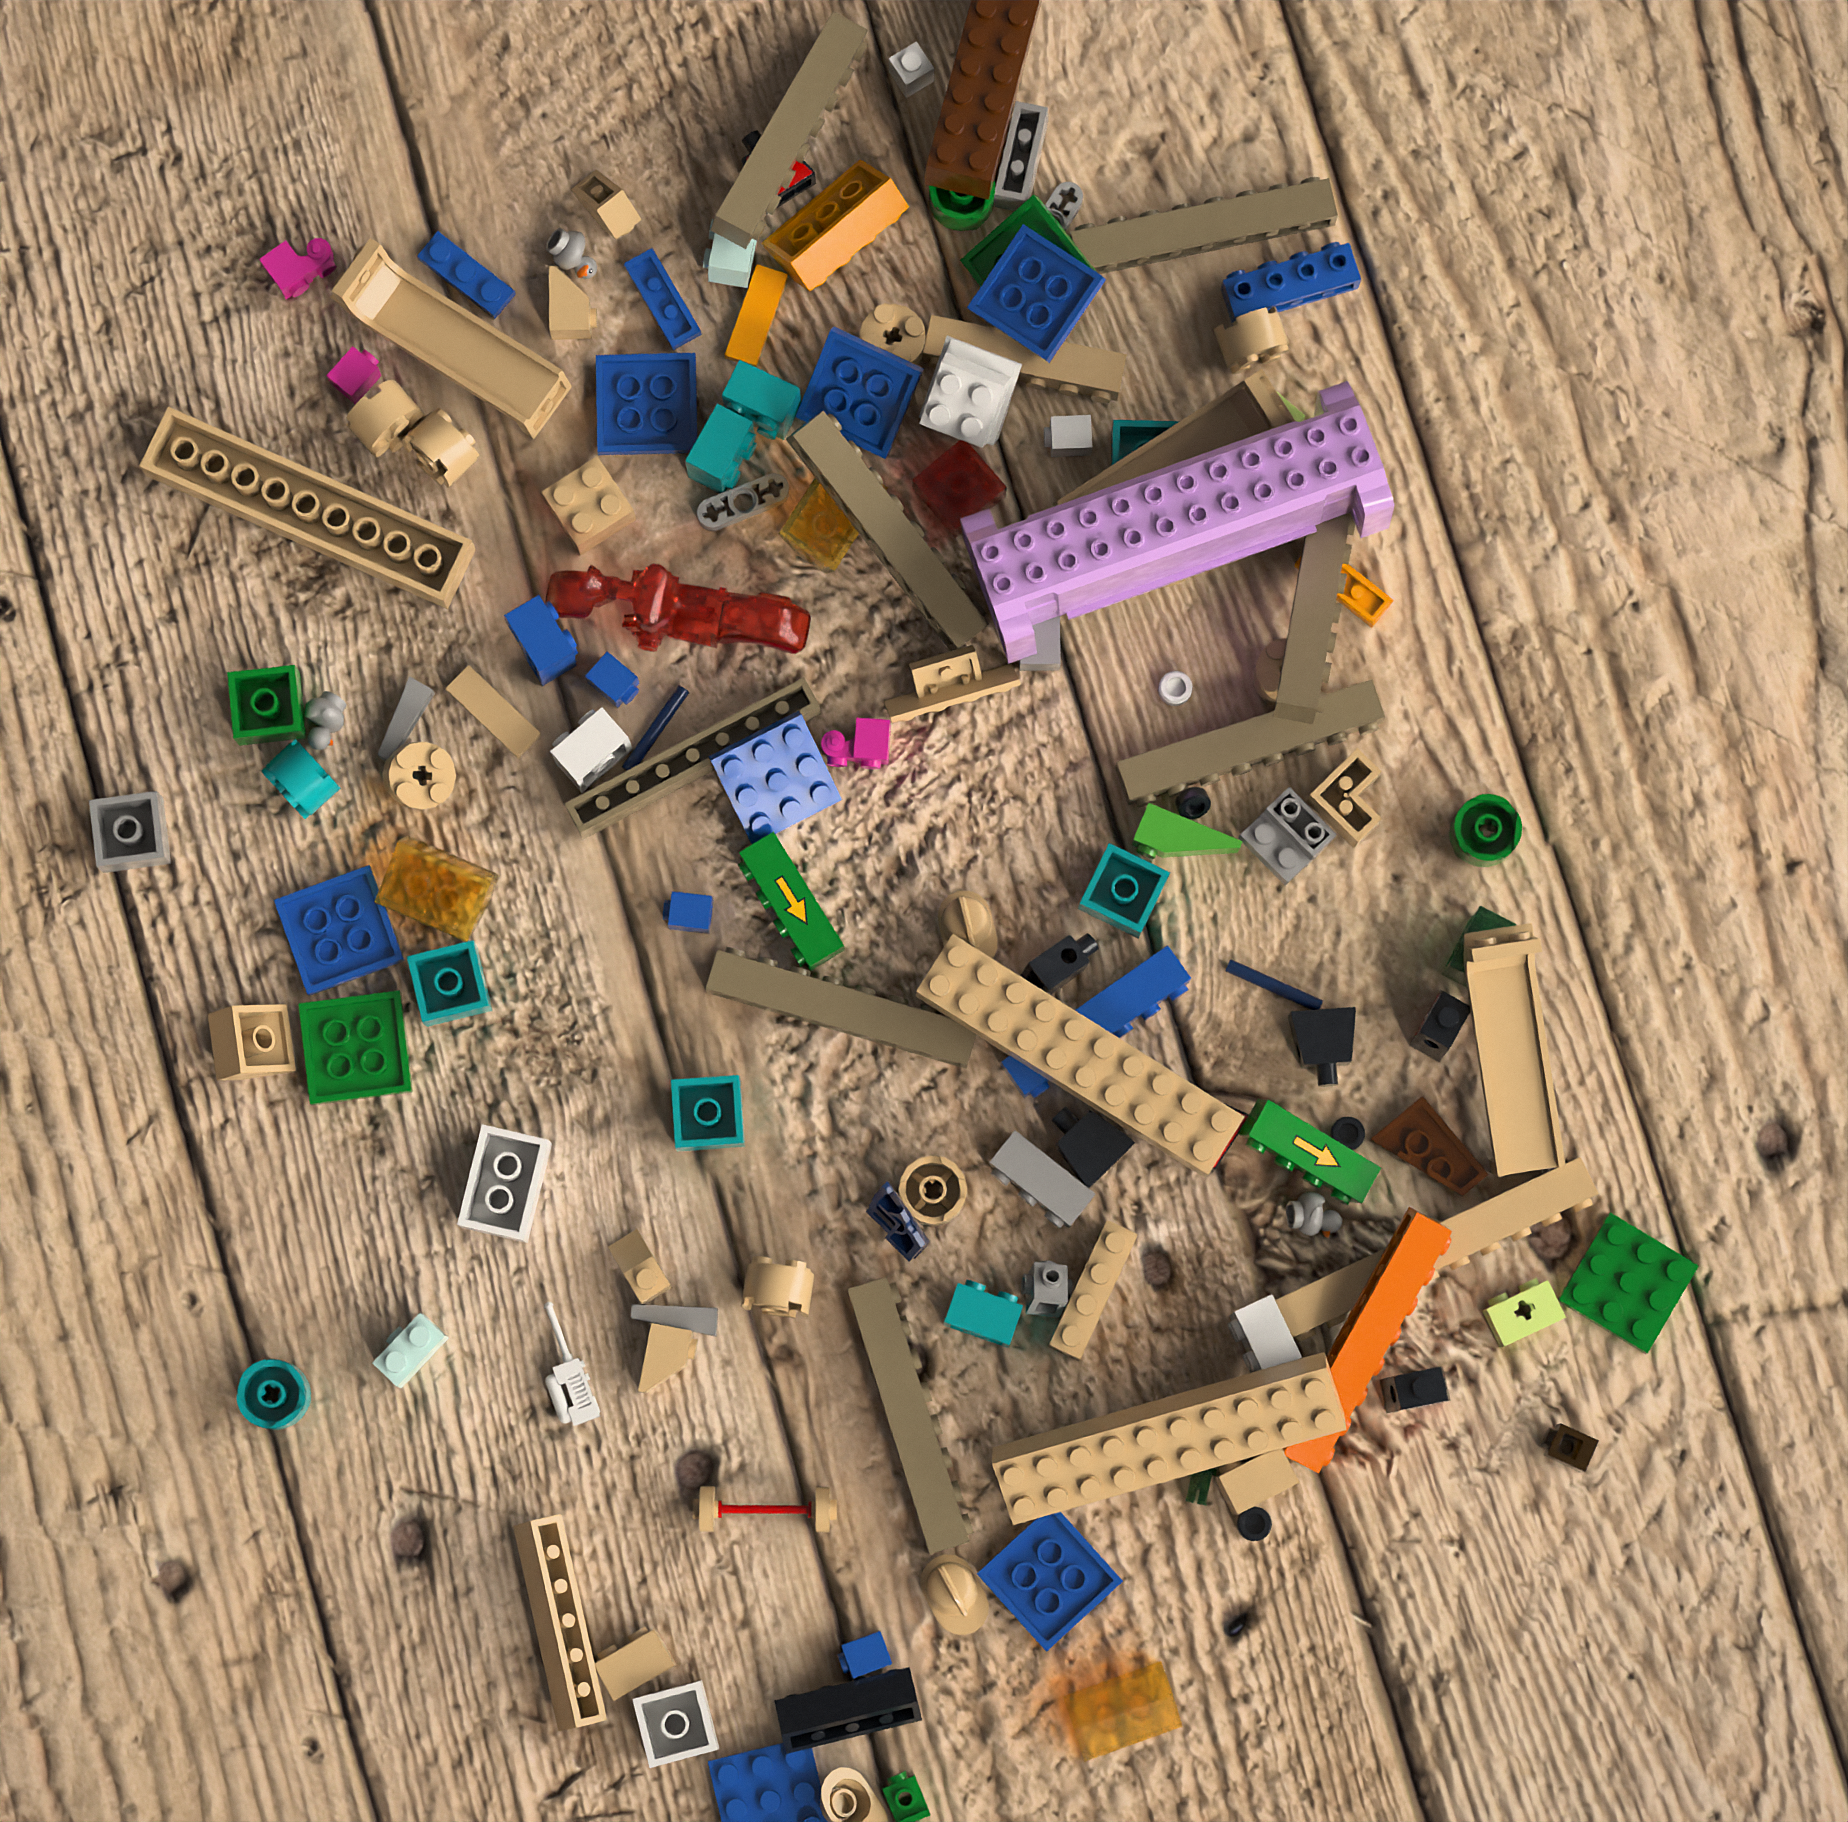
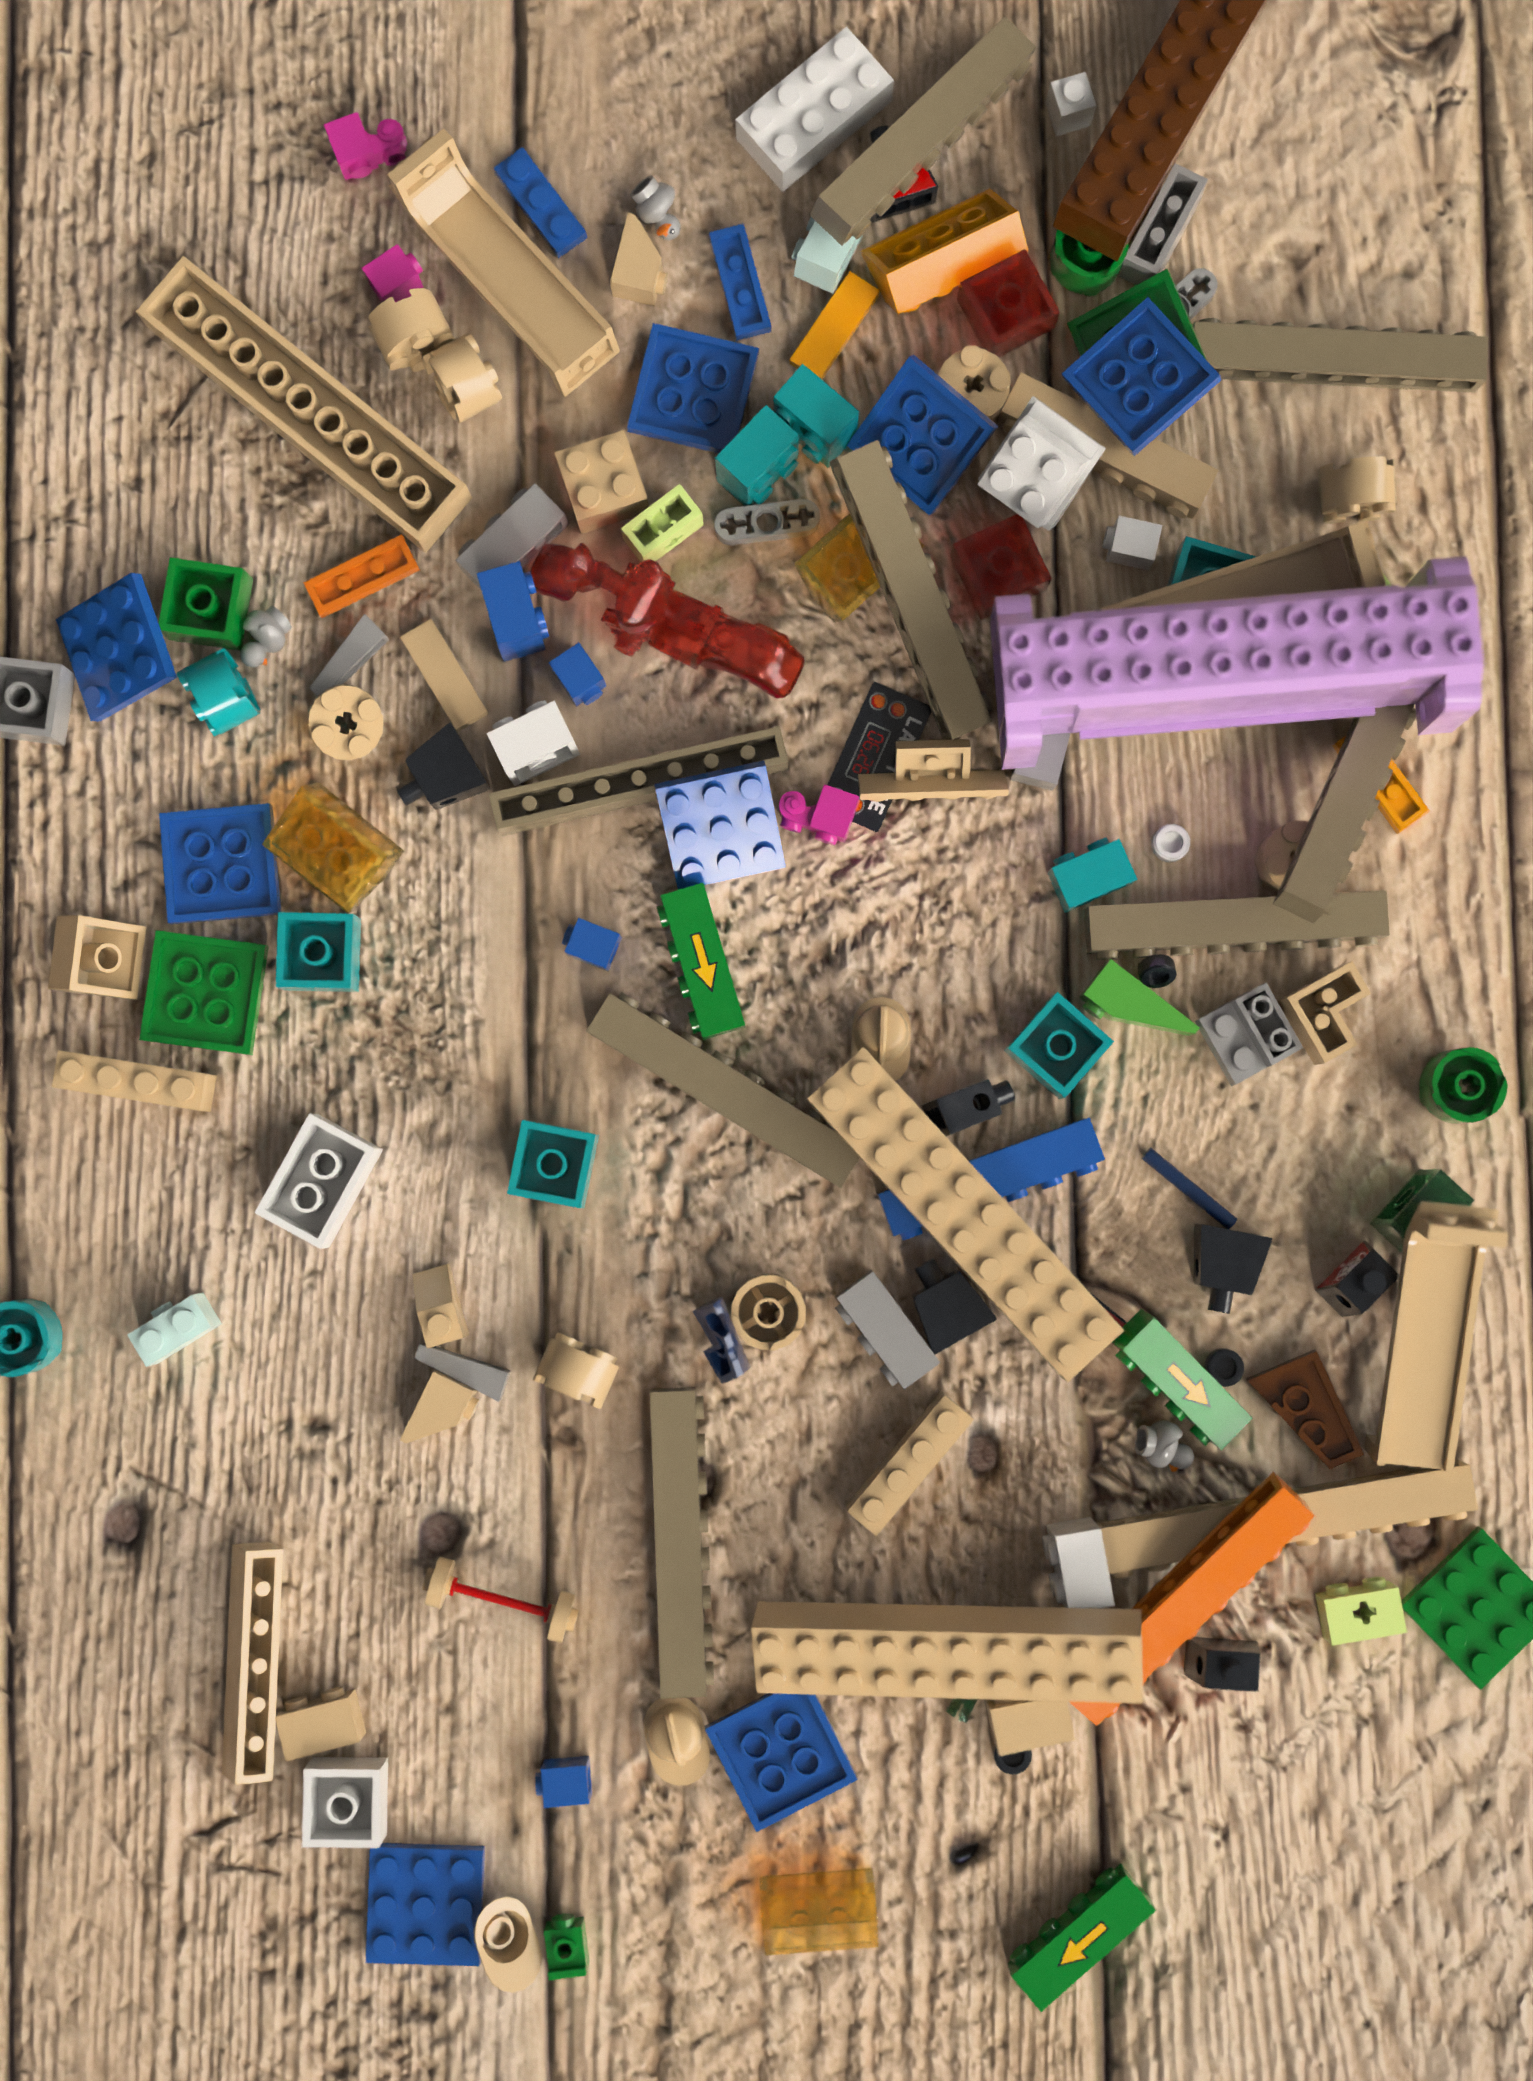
camera: 20 degrees right, 5 degrees up
(197, 764) = (116, 647): none -> blue plate
(315, 1141) = (134, 1081): none -> tan brick
(397, 644) = (361, 576): none -> orange plate
(516, 796) = (442, 771): none -> black torso
(522, 574) = (514, 534): none -> light grey brick
(572, 1375) = (339, 1405): white piece -> none
(607, 204) = (708, 165): tan slope -> none
(653, 530) = (662, 525): none -> yellowish green brick
(656, 728) = (611, 738): dark blue bar -> none
(687, 132) = (814, 109): none -> white brick
(847, 1710) = (529, 1836): black brick -> none
(889, 675) = (870, 747): none -> black sticker
(903, 259) = (1008, 304): none -> clear red brick
(983, 1314) = (786, 1459): teal brick -> none
(1046, 1289) = (861, 1448): light grey brick -> none
(1112, 734) = (1091, 874): none -> teal brick
(1292, 282) = (1417, 440): blue brick -> none
(1356, 1665) = (1080, 1936): none -> green brick
(1582, 1447) = (1379, 1777): dark brown brick -> none

